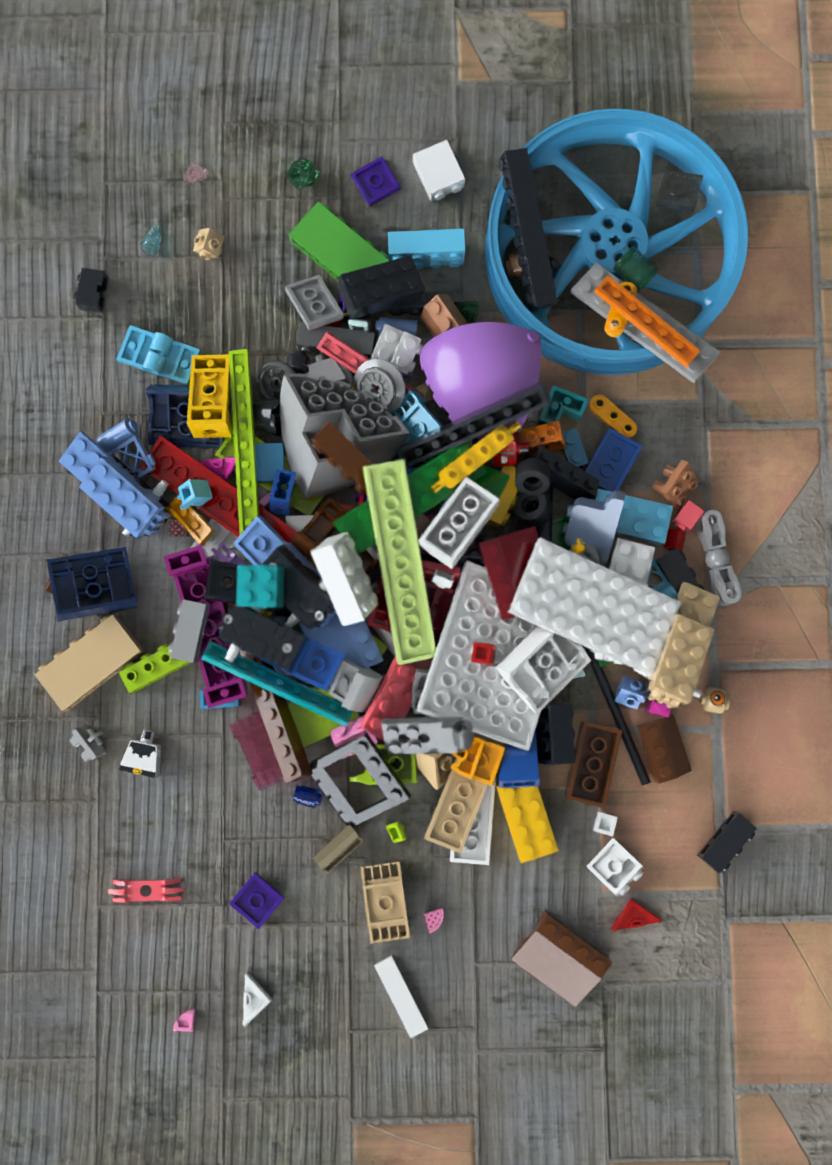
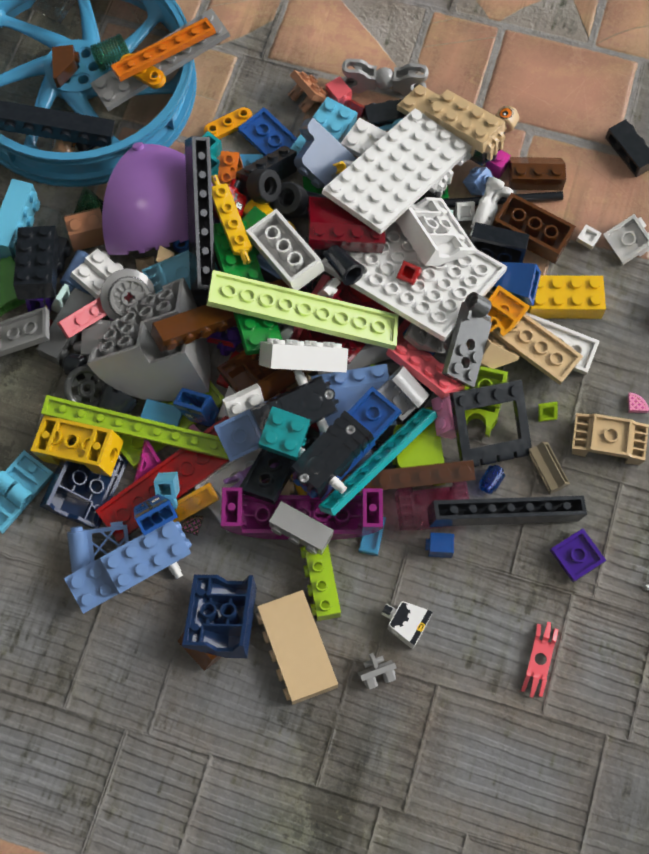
camera: 75 degrees left, 15 degrees down
(157, 489) = (154, 513): none -> blue torso
(226, 765) = (440, 545): none -> blue brick
(269, 821) = (506, 511): none -> black brick
(290, 535) = (243, 400): none -> white plate
(429, 406) = (163, 254): none -> tan slope
(467, 586) = (345, 266): none -> black plant
(591, 687) = (464, 210): none -> white plate
(602, 710) = (487, 204): none -> white piece
(607, 228) = (64, 63): none -> reddish brown slope

